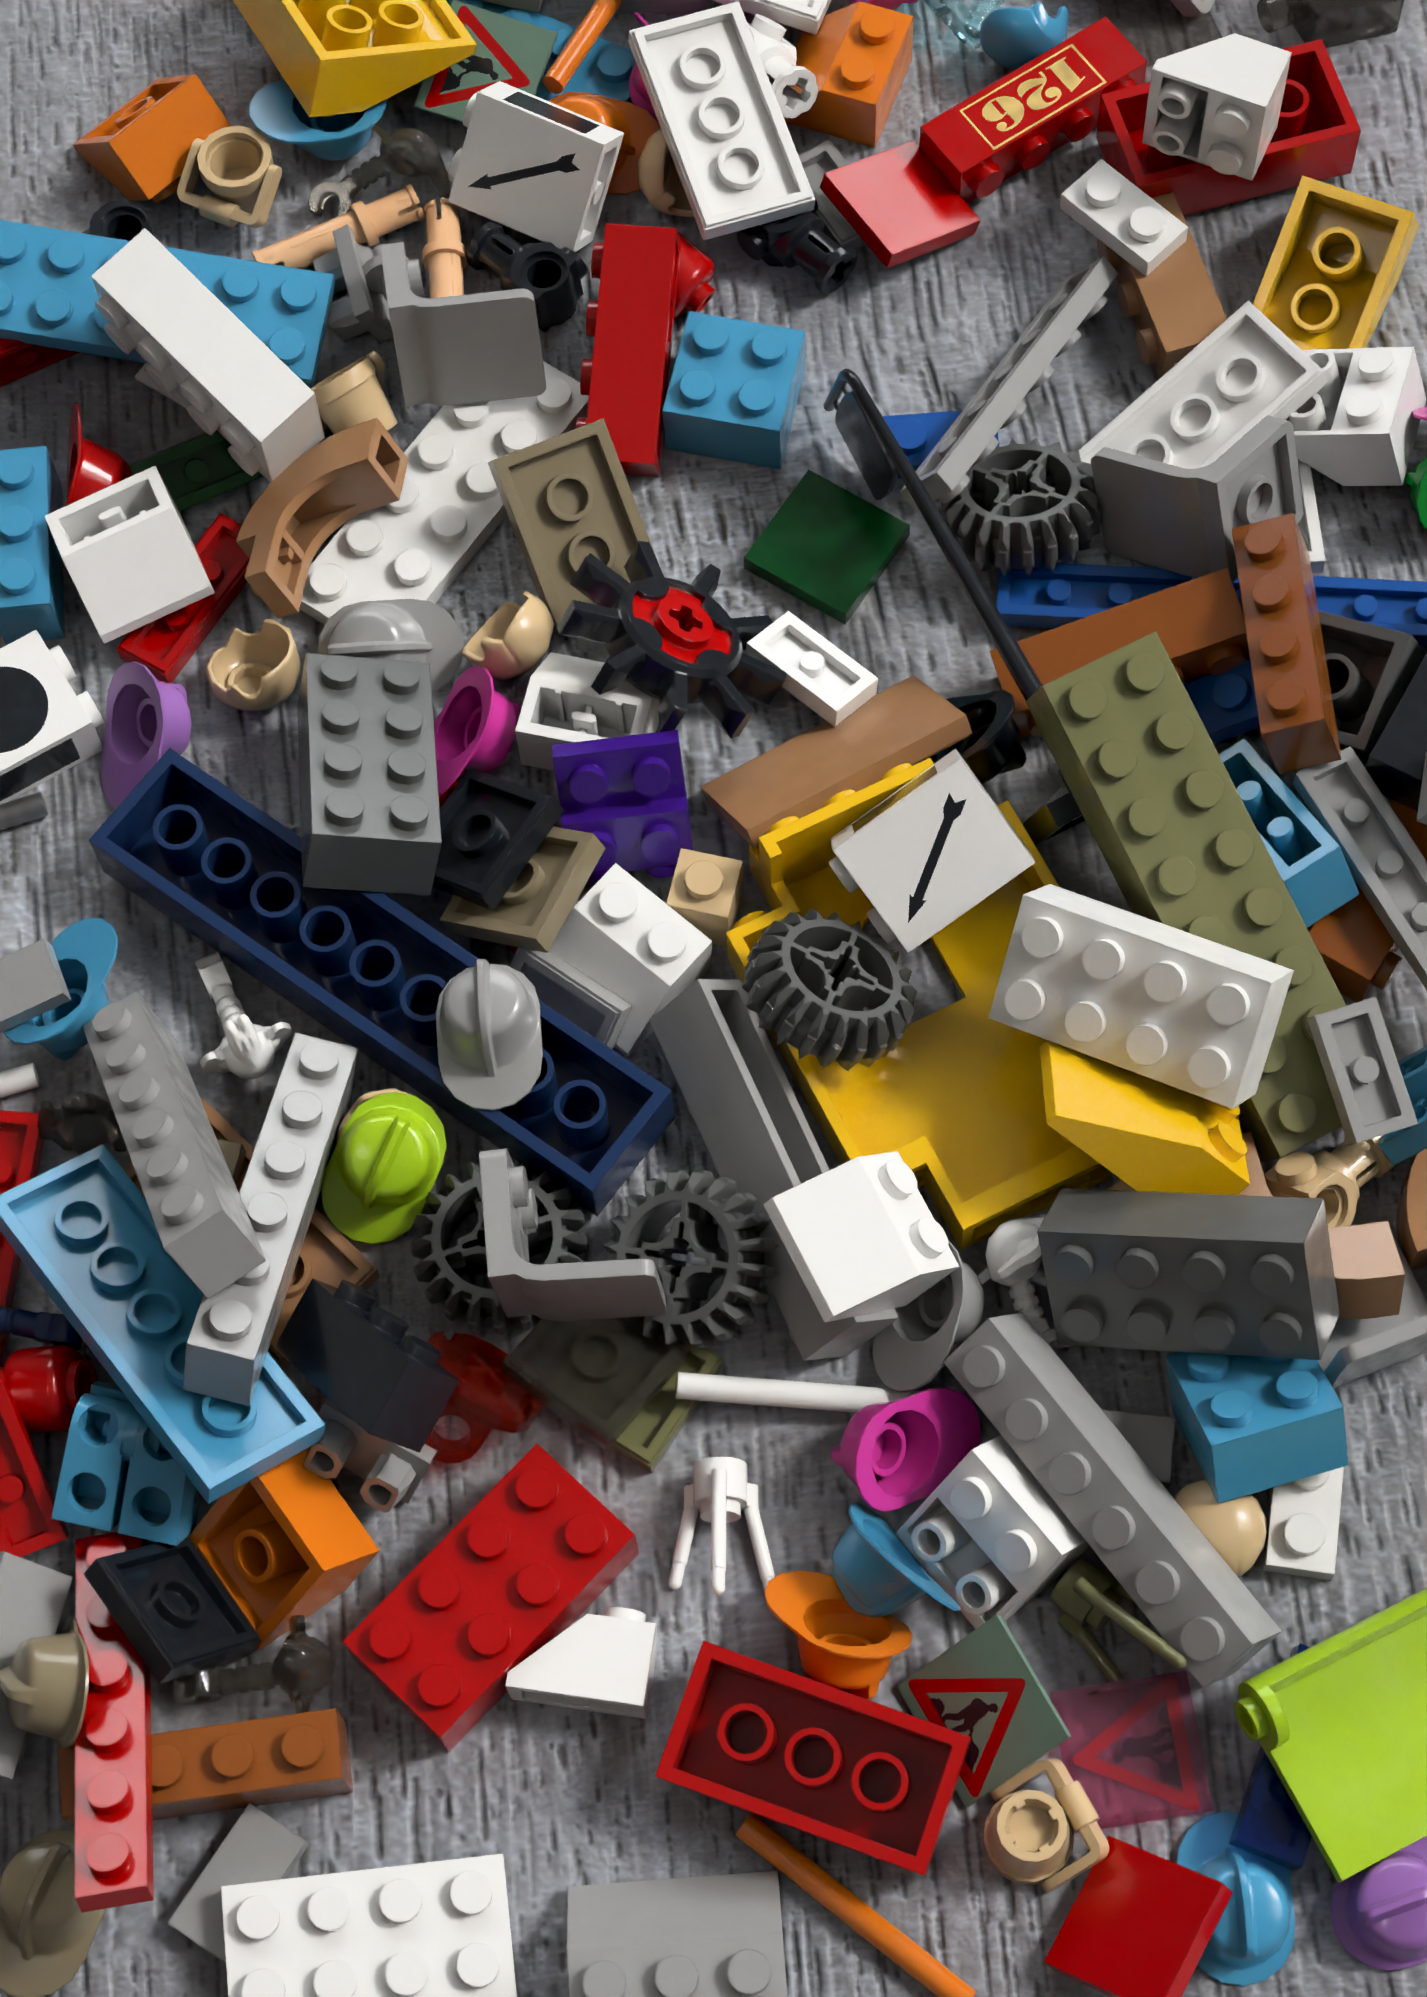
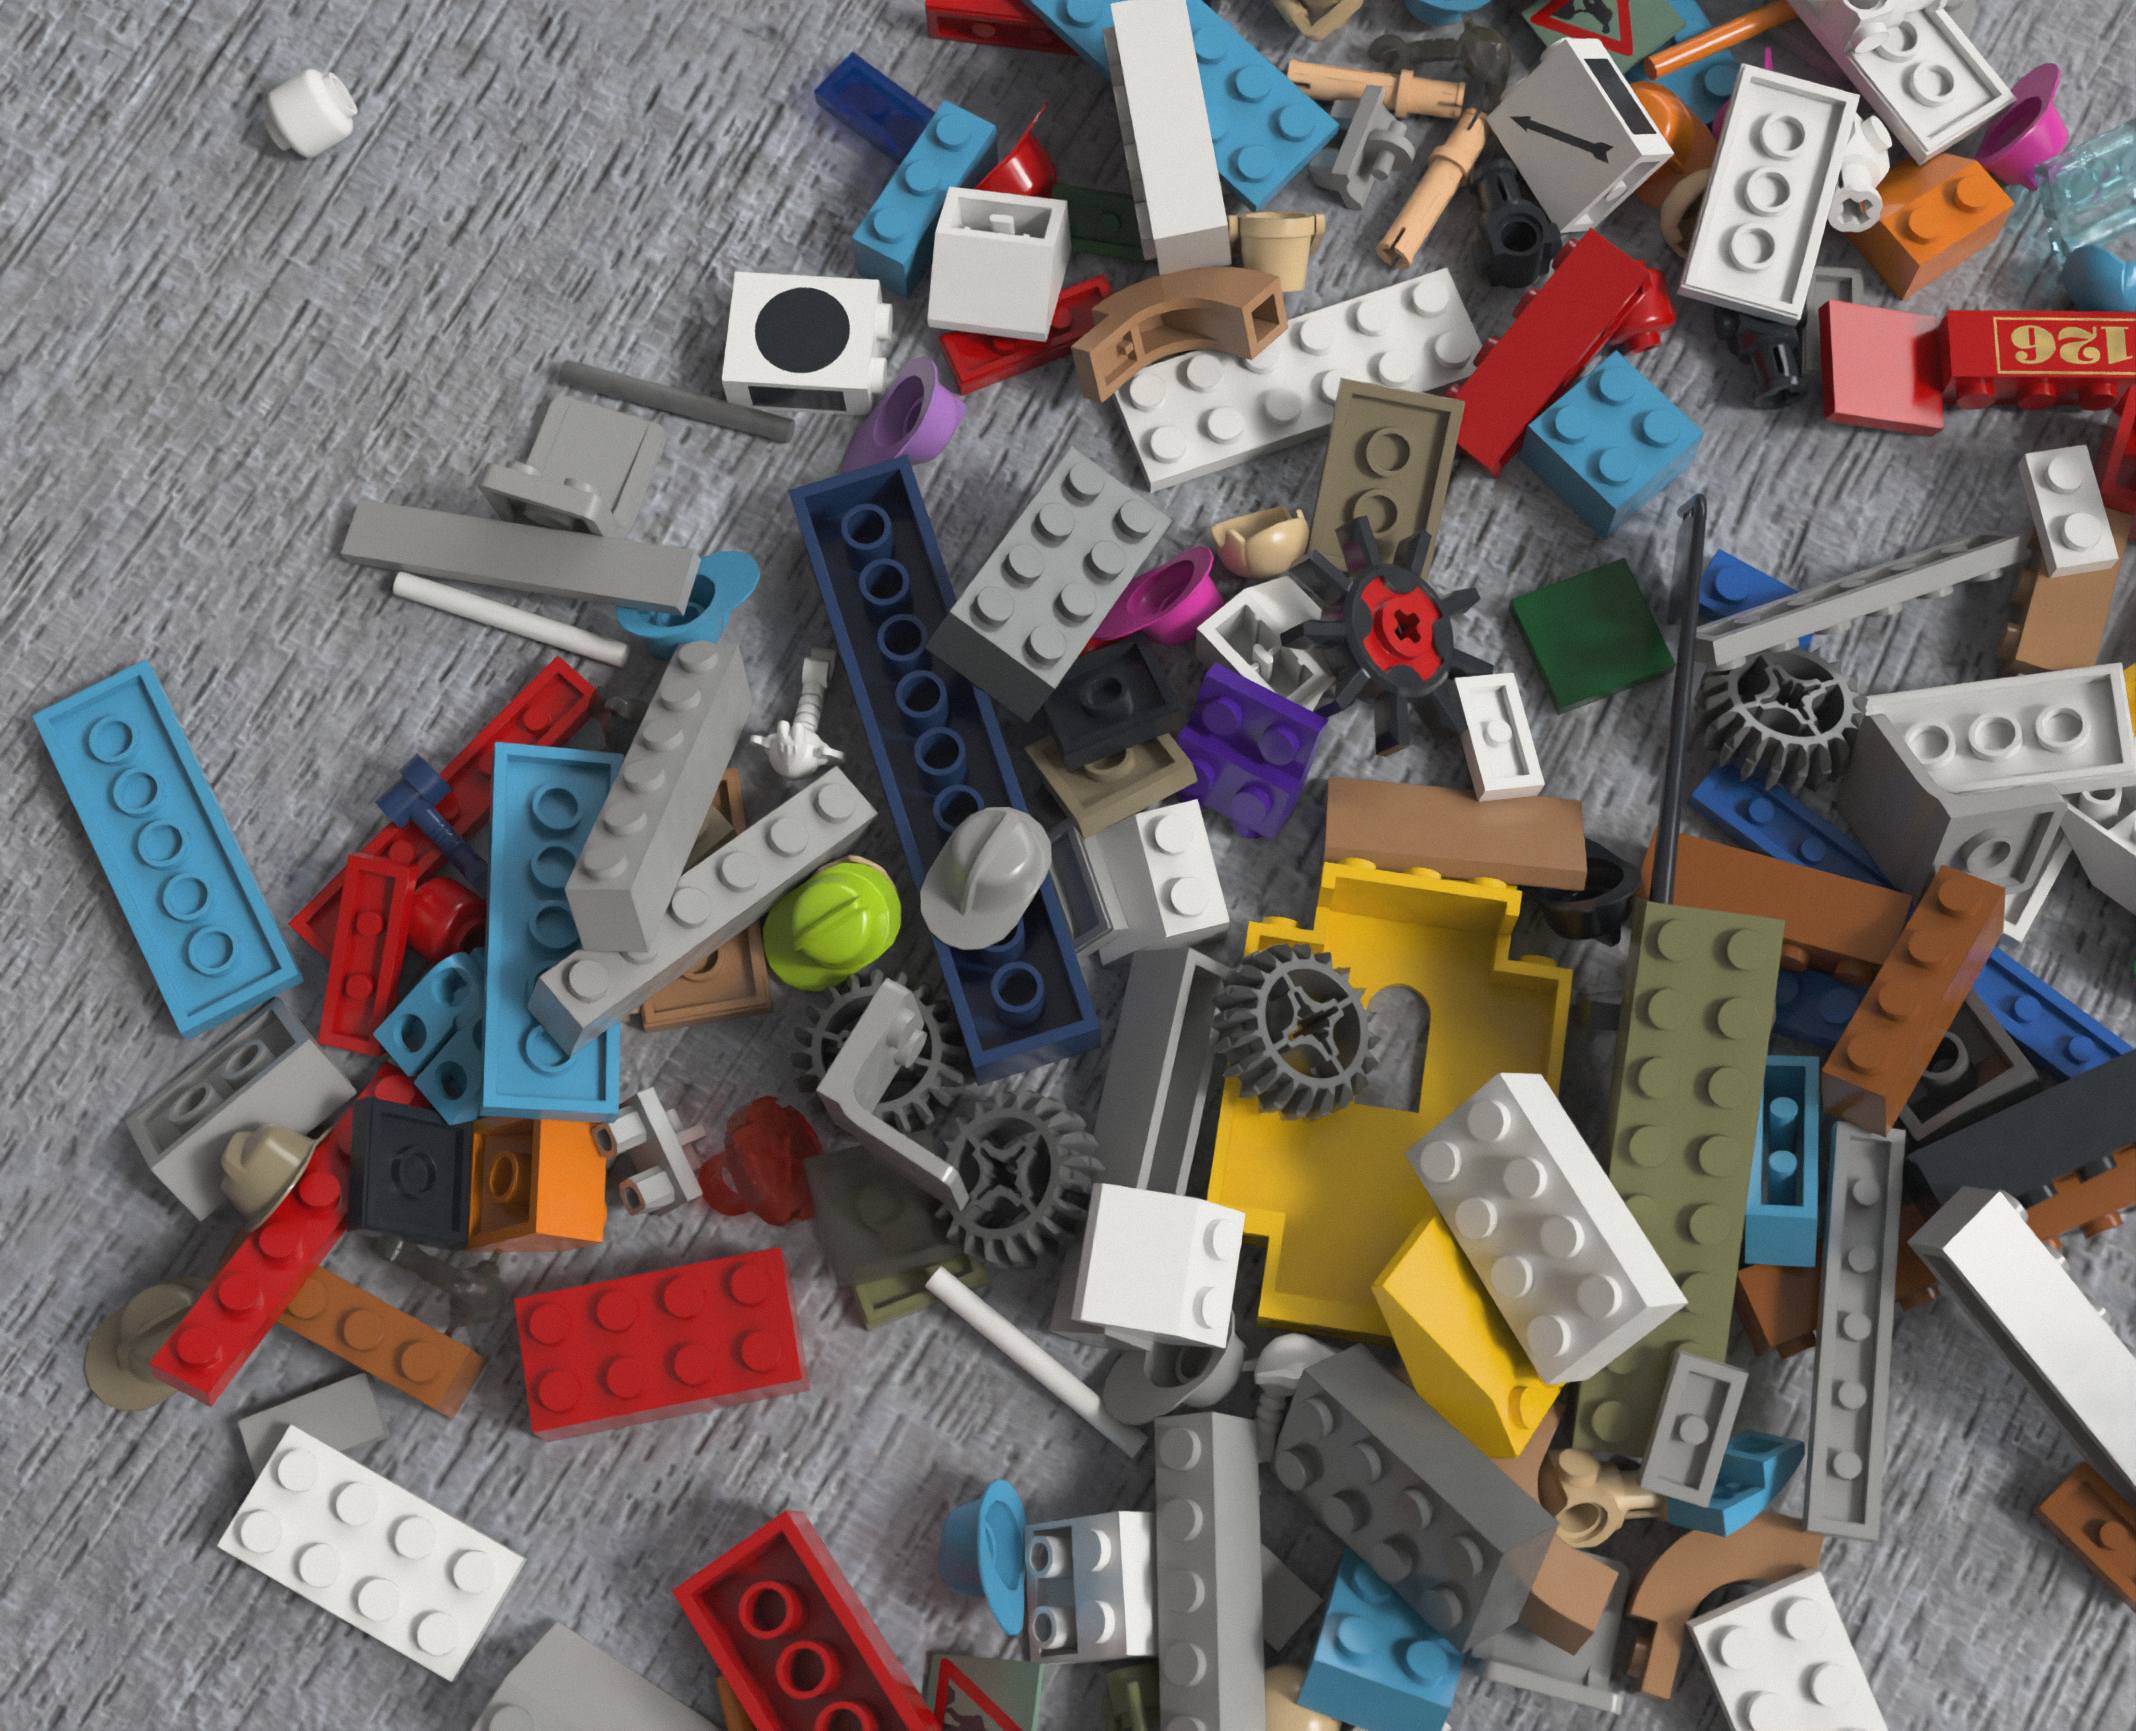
camera: 35 degrees right, 5 degrees up
(255, 668) = (1033, 428): tan hair -> none
(367, 1363) = (691, 1086): black brick -> none
(397, 631) = (1167, 476): light grey piece -> none
(461, 344) = (1394, 256): light grey piece -> none
(593, 1666) = (703, 1460): white slope -> none
(707, 892) = (1259, 876): tan brick -> none
(720, 1495) = (900, 1390): white plant -> none
(831, 1637) = (903, 1584): orange piece -> none
(907, 1446) = (1079, 1466): dark pink piece -> none
(929, 852) = (1462, 973): white brick -> none

